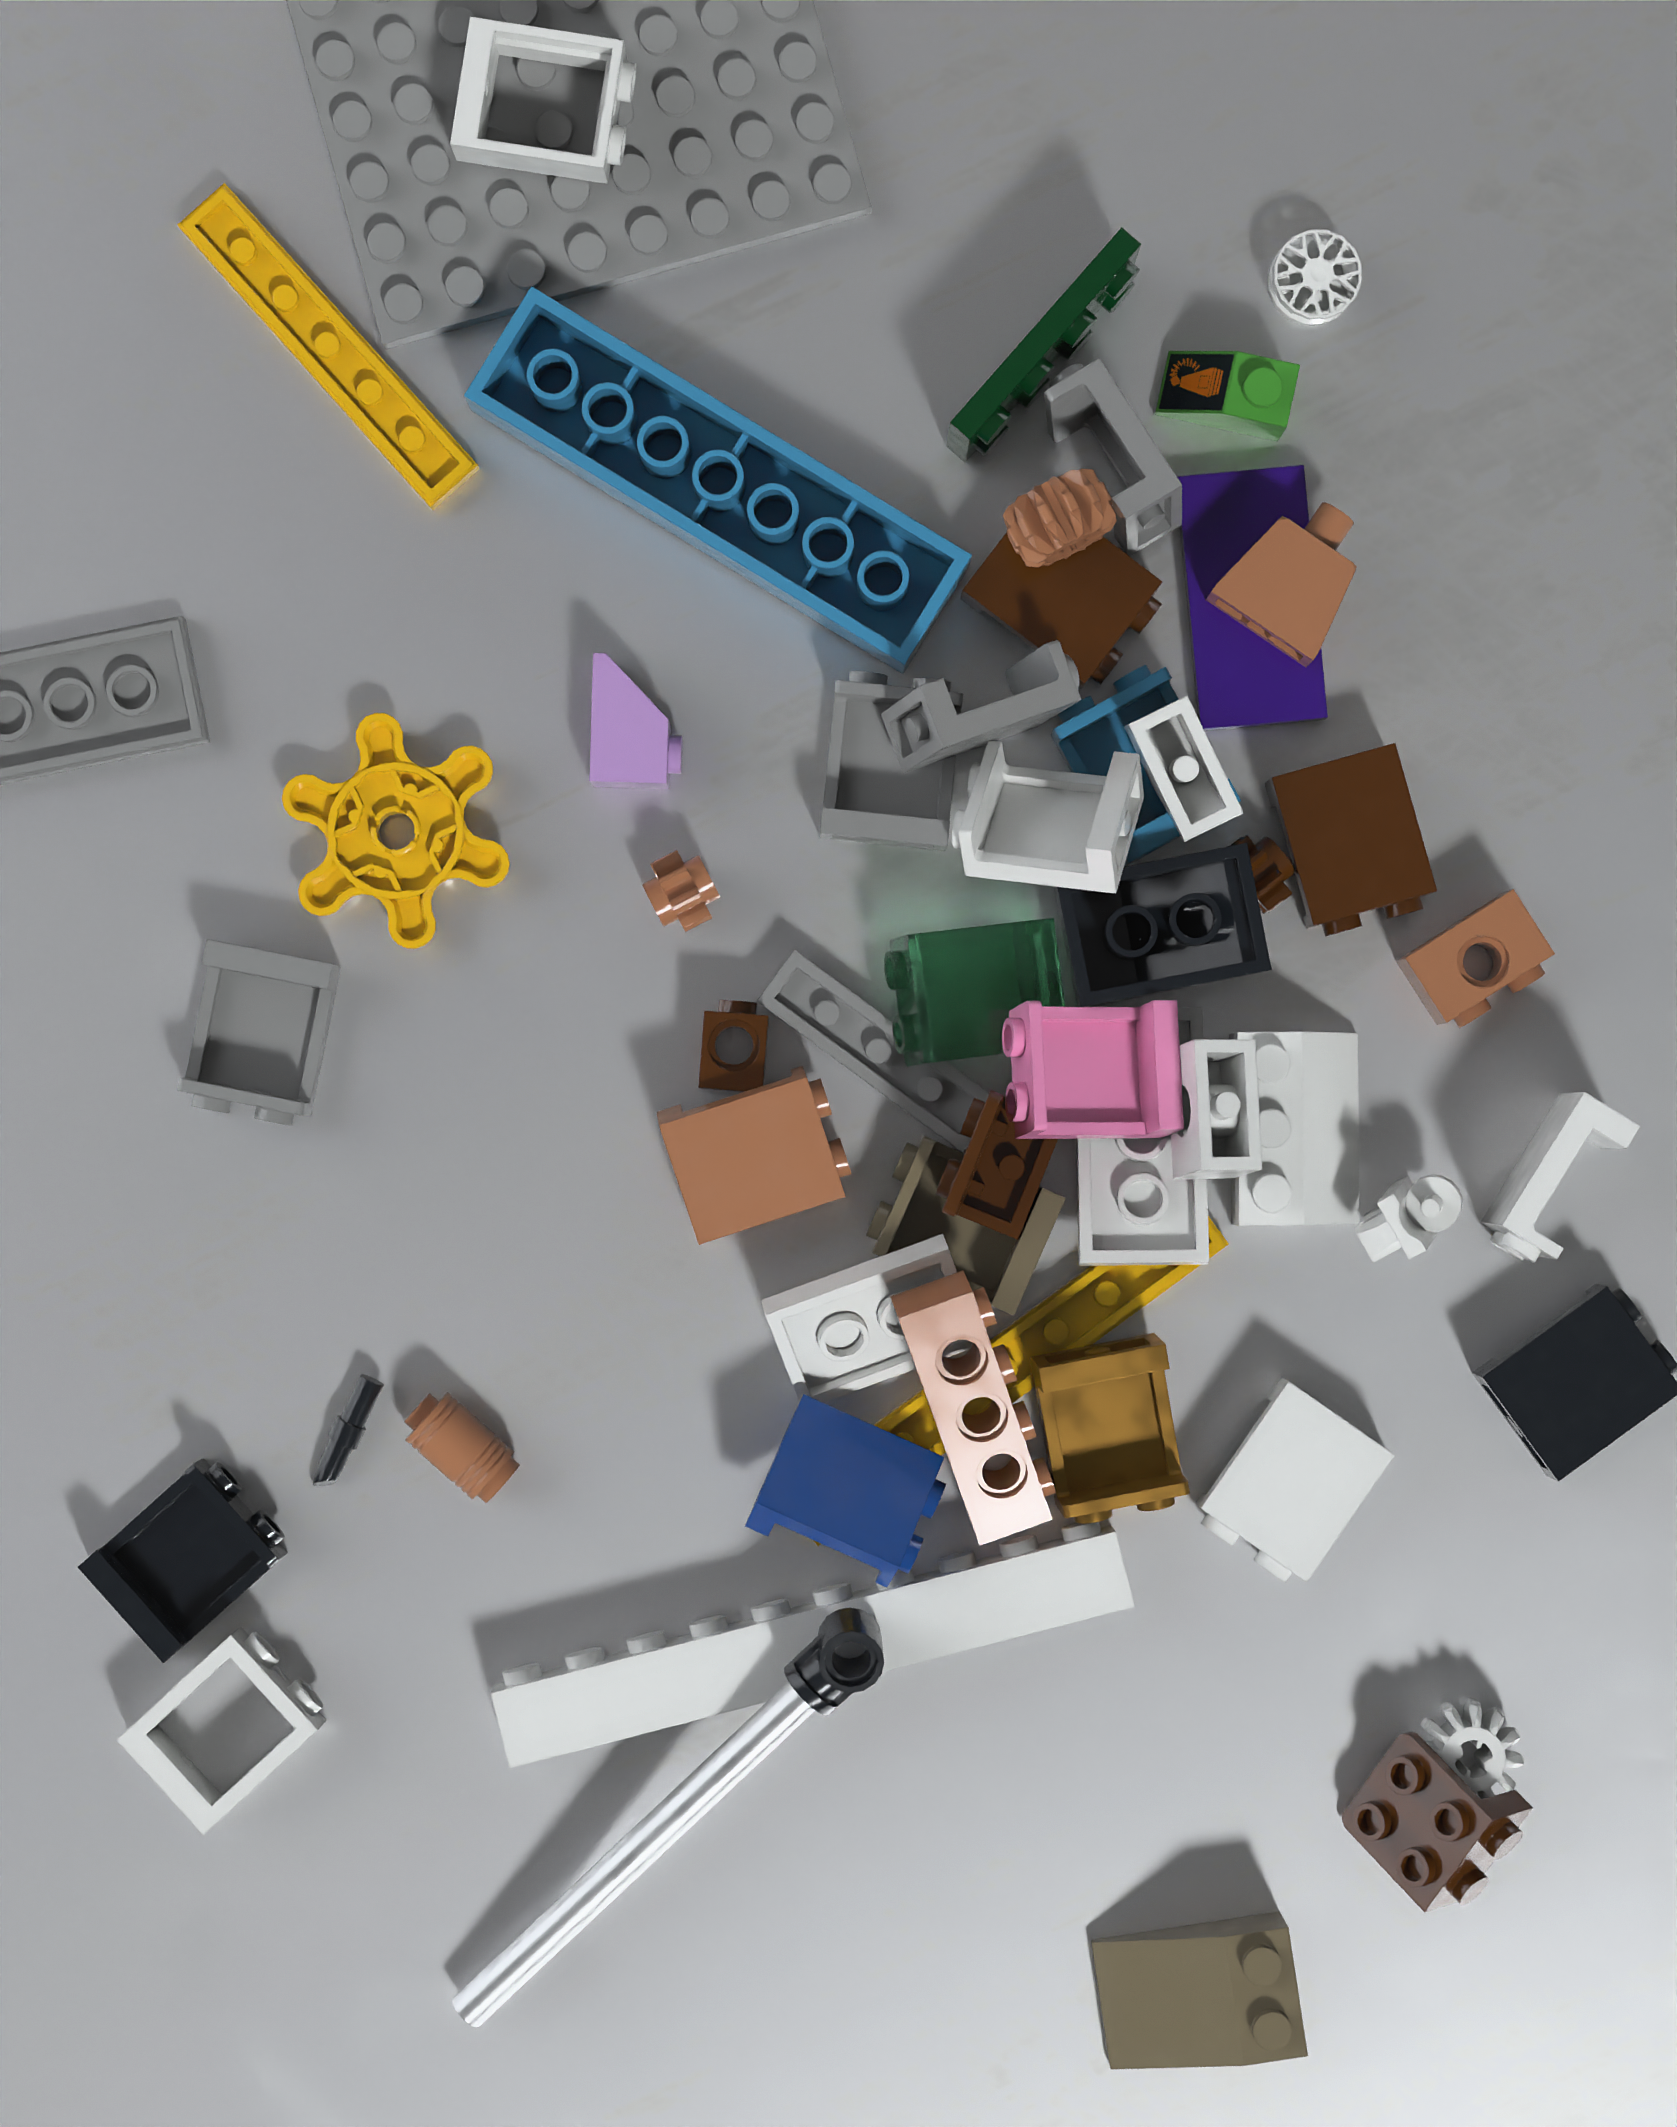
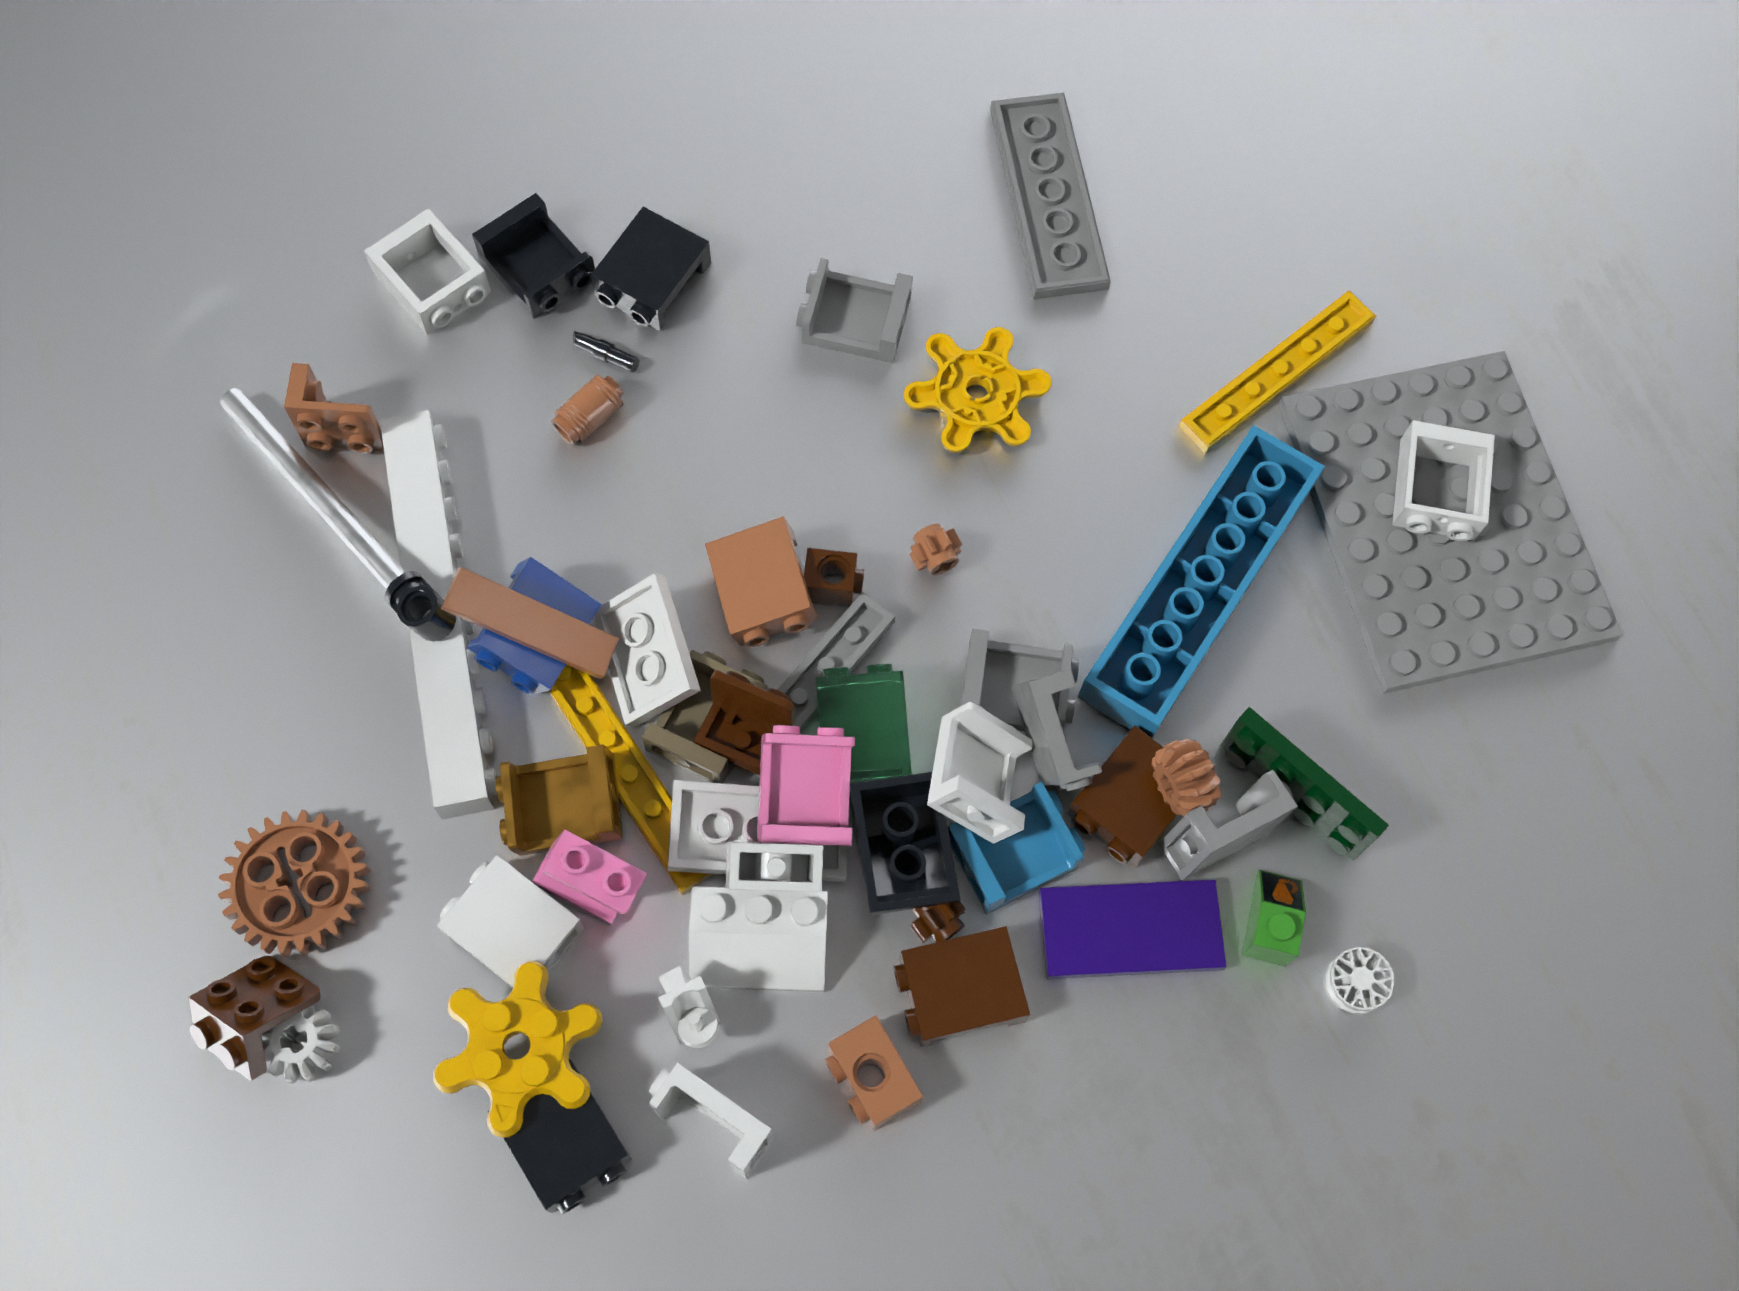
camera: 90 degrees right, 20 degrees down
(200, 1369) = (649, 267): none -> black panel
(491, 1880) = (328, 424): none -> nougat bracket
(628, 733) = (1040, 522): lavender slope -> none
(860, 1494) = (529, 623): none -> nougat tile
(999, 1499) = (519, 719): brick -> none
(1184, 768) = (1015, 860): white slope -> none
(1200, 1995) = (159, 852): dark tan slope -> none
(1240, 1371) = (588, 877): none -> bright pink panel
(1272, 1844) = (257, 901): none -> nougat gear
(1290, 583) = (1143, 947): nougat torso -> none
(1428, 1441) = (540, 1071): none -> yellow plate

